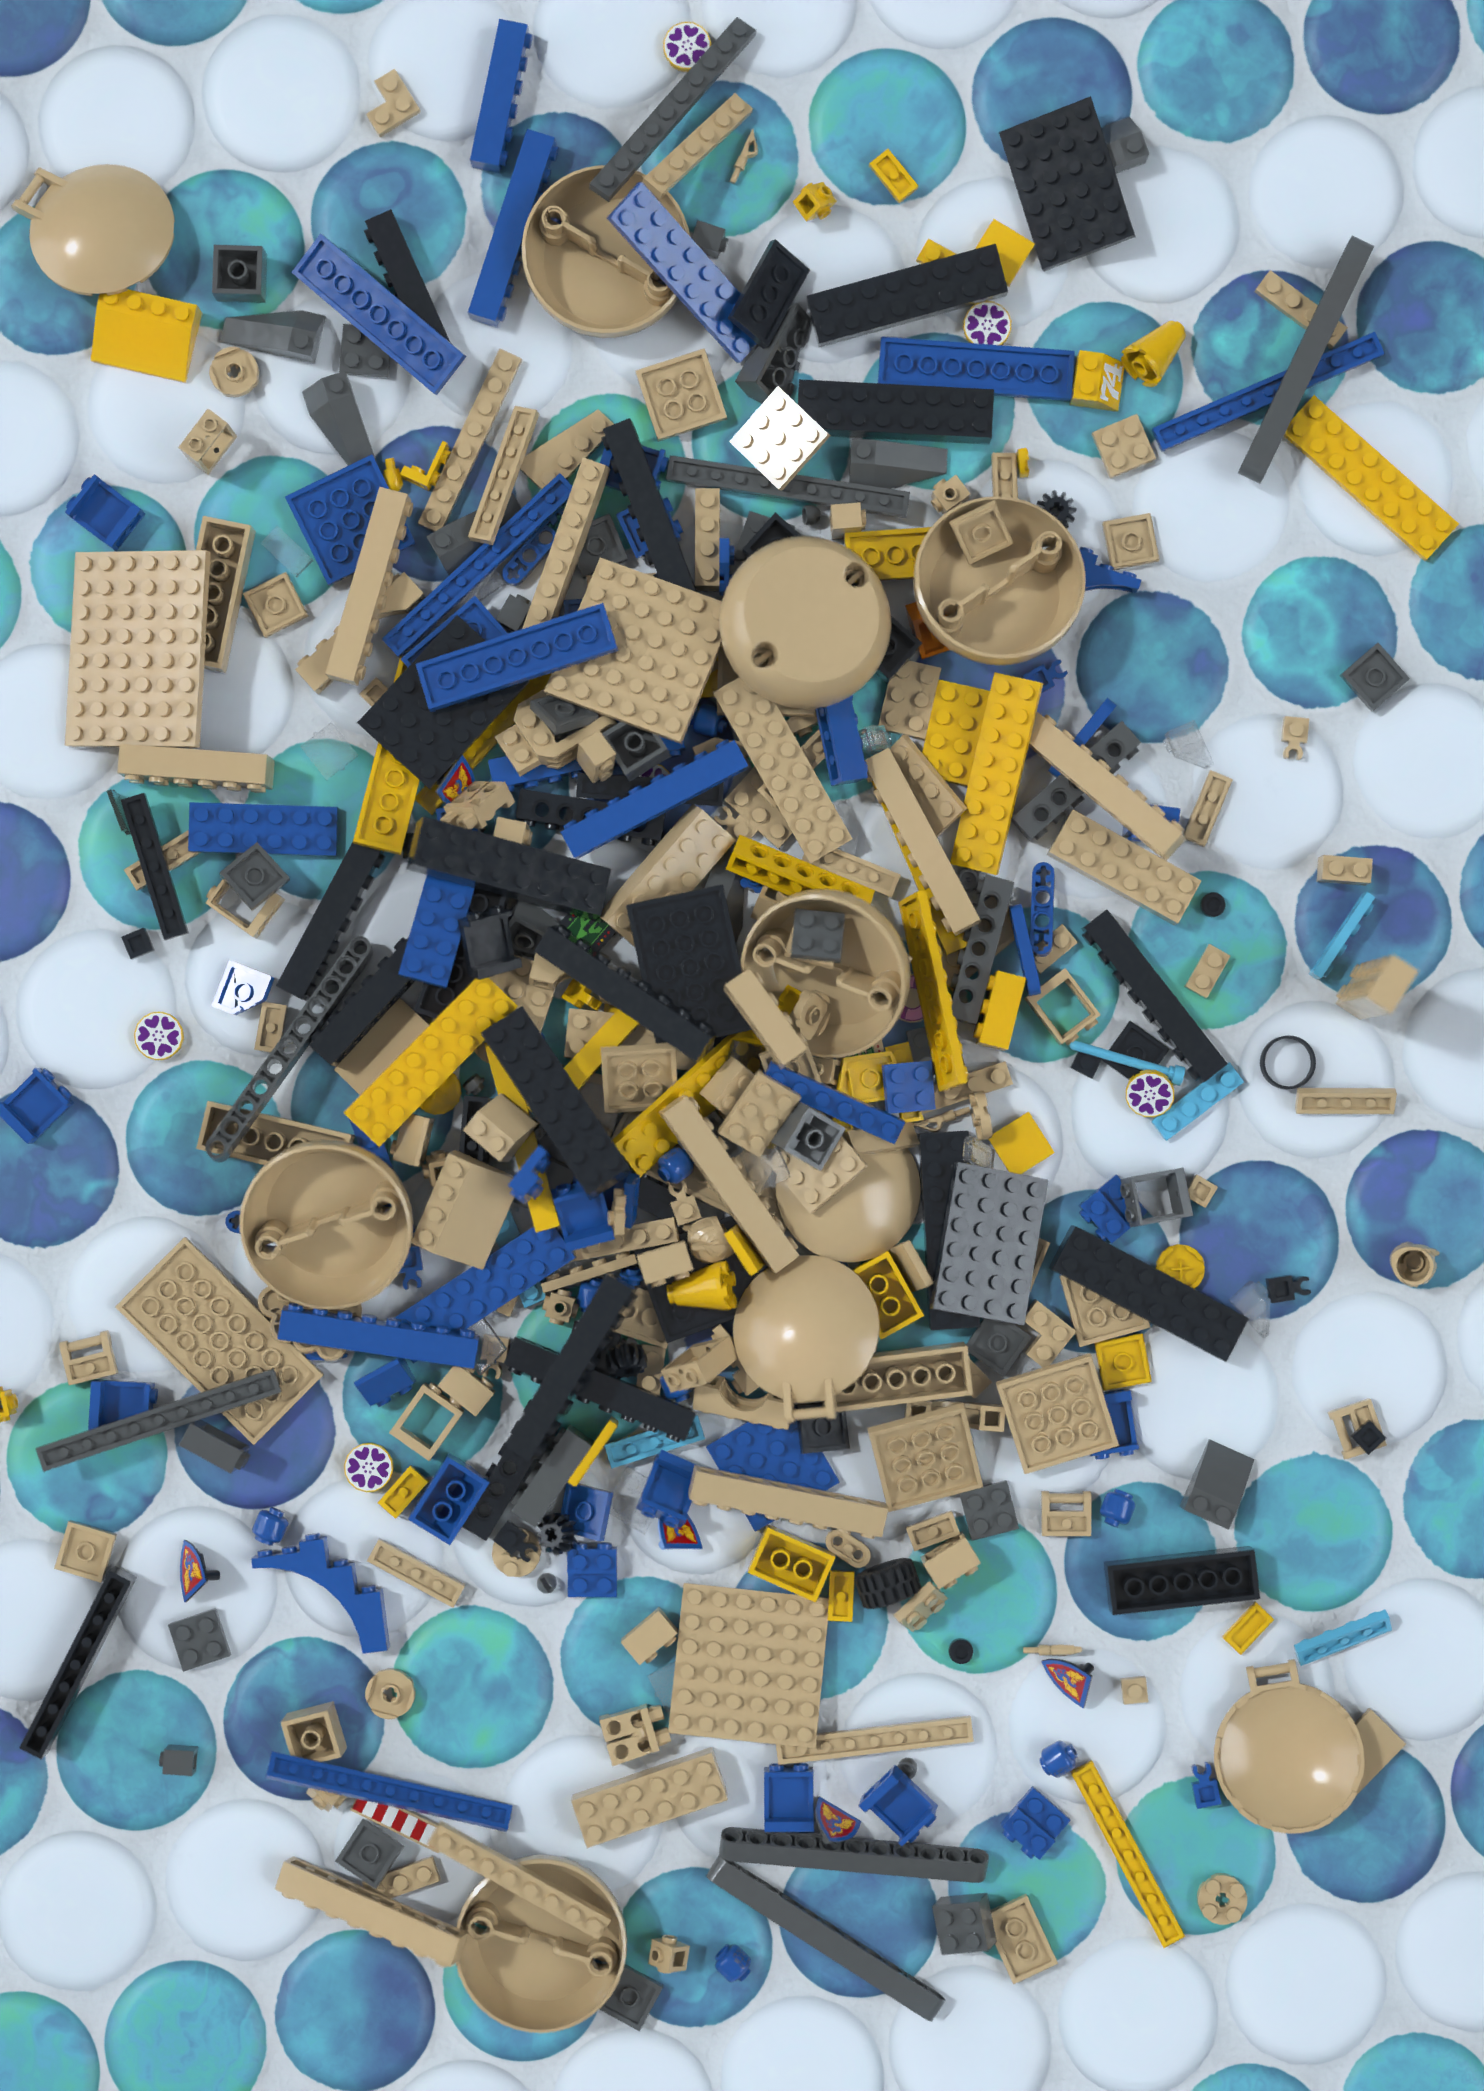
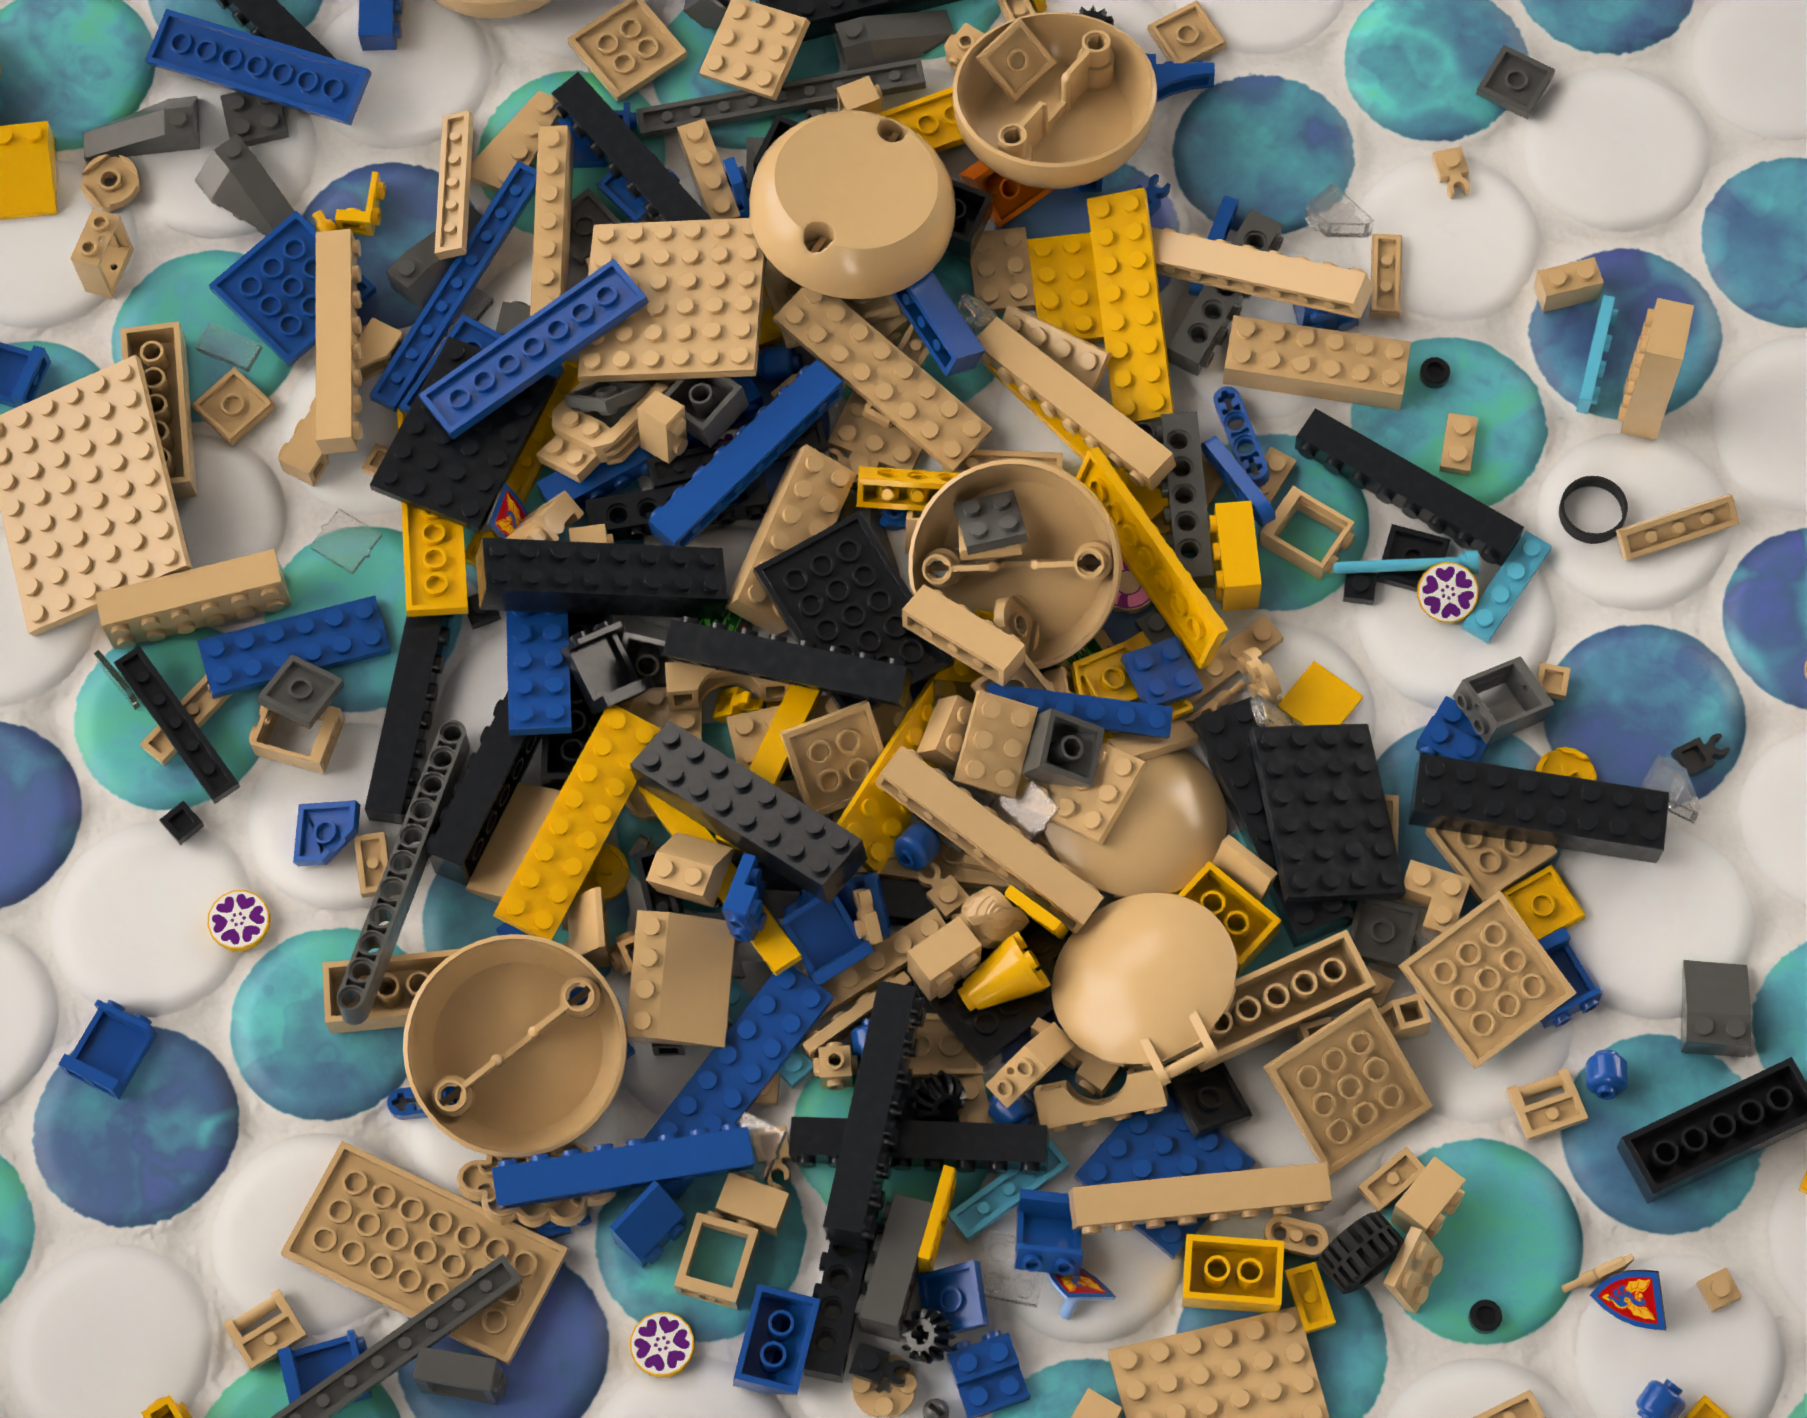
camera: 15 degrees left, 20 degrees down
(239, 273) = (86, 79): dark grey brick -> none
(403, 1491) = (715, 1358): yellow plate -> none
(411, 1266) = (634, 1082): blue plate -> none
(470, 441) = (404, 167): tan plate -> none
(532, 544) = (512, 249): blue beam -> none
(989, 1510) = (1452, 1132): dark grey plate -> none

